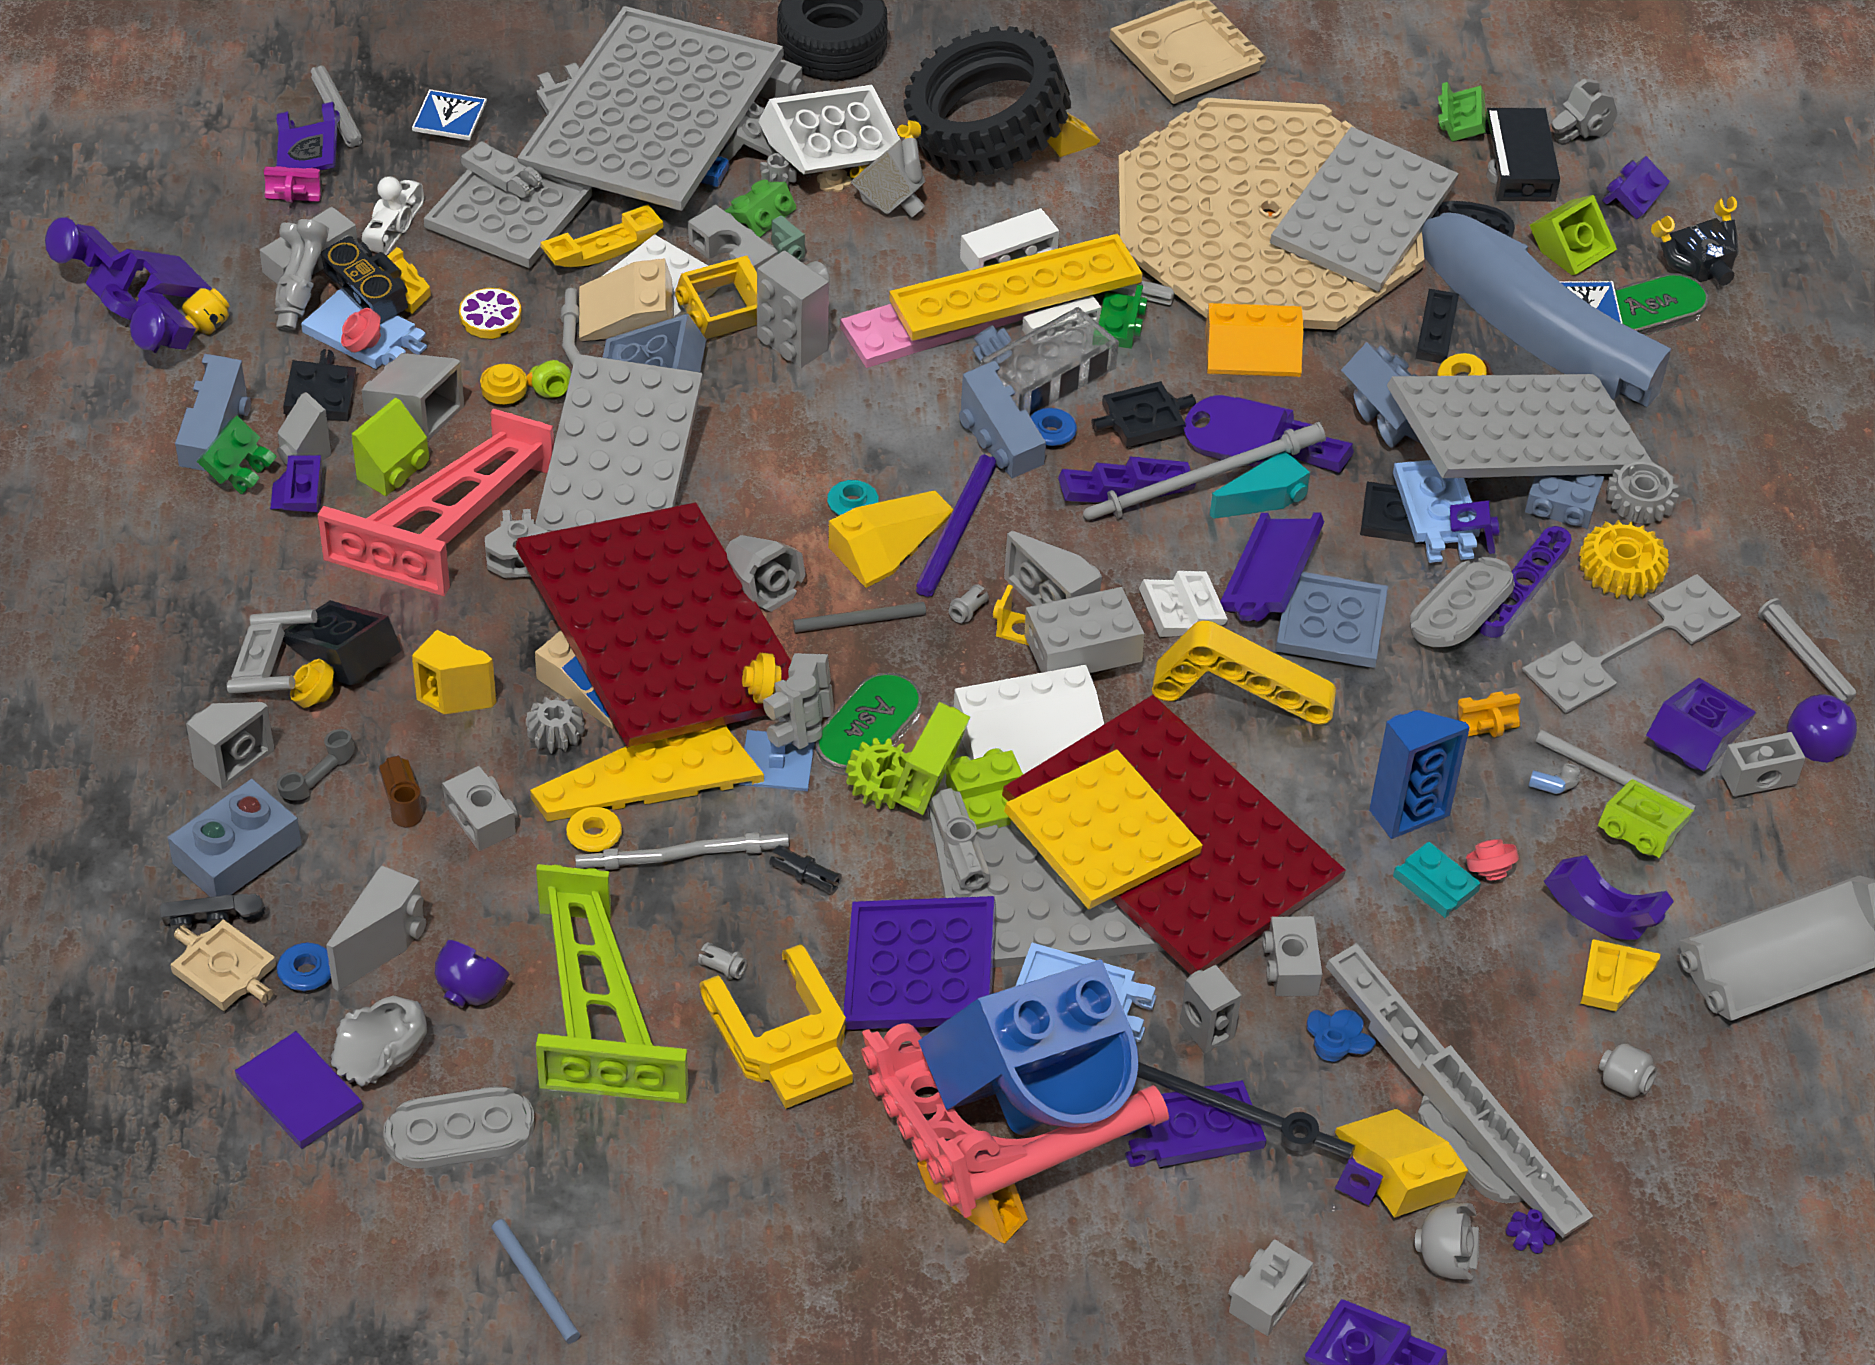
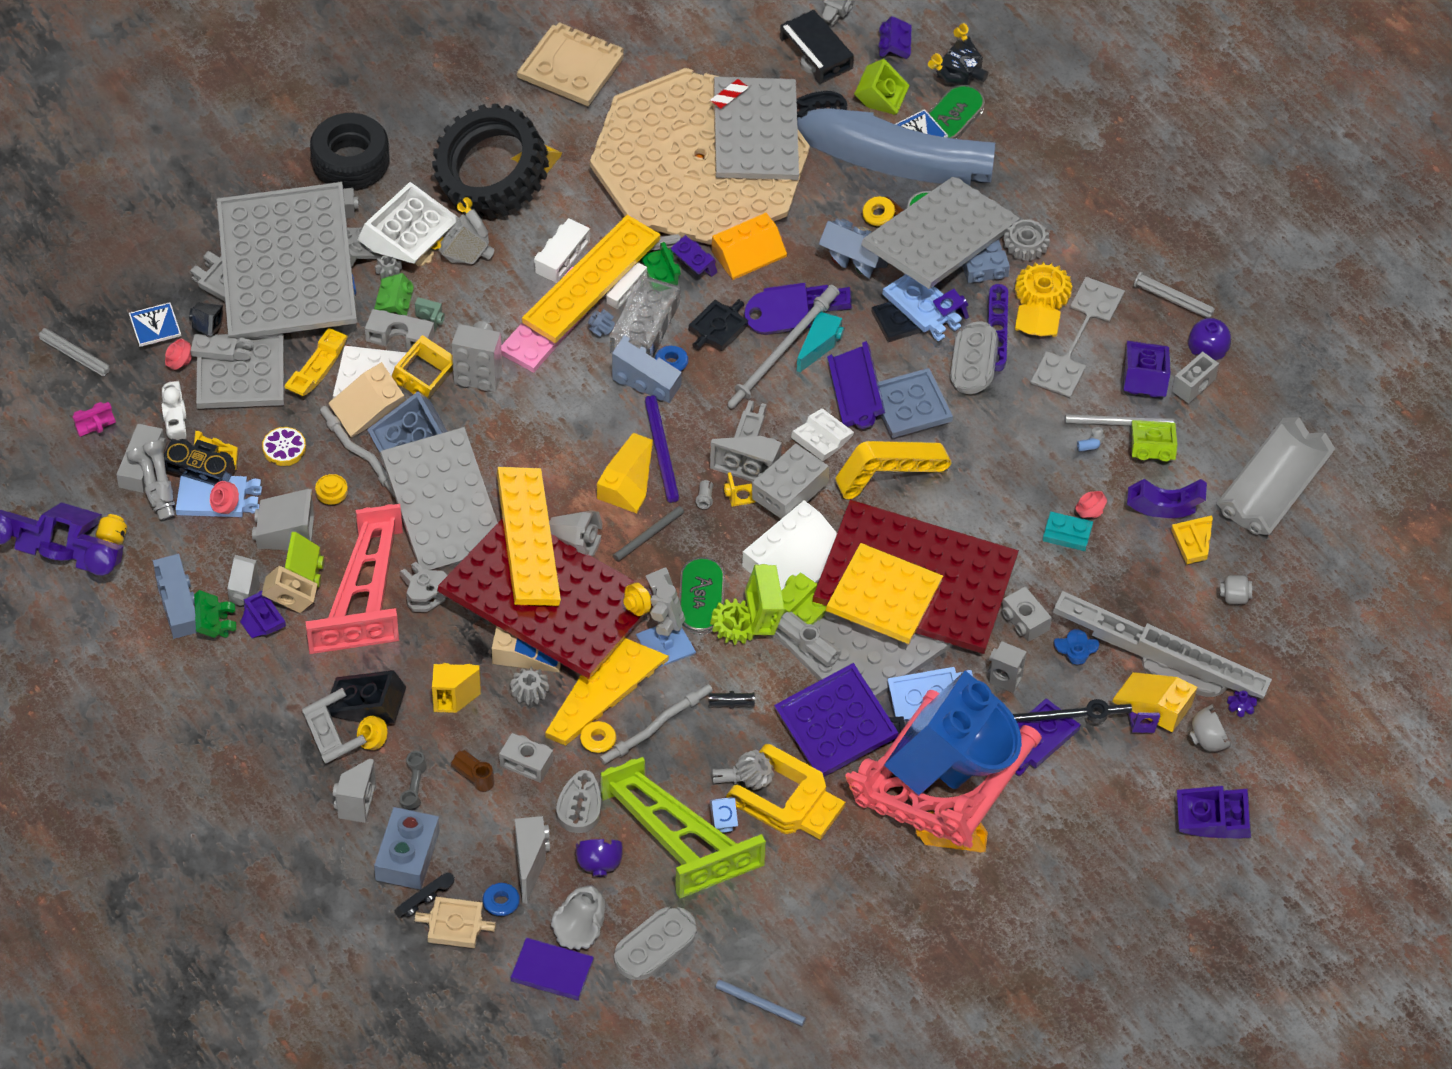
camera: 30 degrees left, 5 degrees up
(308, 145) = (81, 388): dark purple flag -> none
(326, 383) = (220, 546): black plate -> none
(348, 467) = (289, 589): none -> tan brick
(447, 157) = (178, 354): none -> coral plate
(487, 891) = (590, 806): none -> light grey piece
(511, 131) = (206, 317): none -> black slope
(549, 379) = (358, 472): lime animal -> none
(674, 1005) = (724, 814): none -> light blue brick
(685, 541) = (528, 536): none -> yellow plate
(759, 969) = (754, 769): none -> light grey gear
(840, 504) = (590, 469): teal piece -> none
(1098, 546) = (751, 423): none -> light grey hinge
(1122, 479) = (736, 373): dark purple slope -> none
(1170, 320) = (693, 255): none -> dark purple bracket
(1269, 1287) = (1137, 802): light grey brick -> none
(1354, 151) = (729, 93): none -> sticker
(1417, 771) = (1029, 475): blue slope -> none
(1437, 326) = (842, 186): black tile -> none
(1462, 112) = (765, 32): bright green bracket -> none
(1490, 714) = (1034, 419): light orange hips -> none
(1590, 597) = (1037, 320): none -> yellow slope

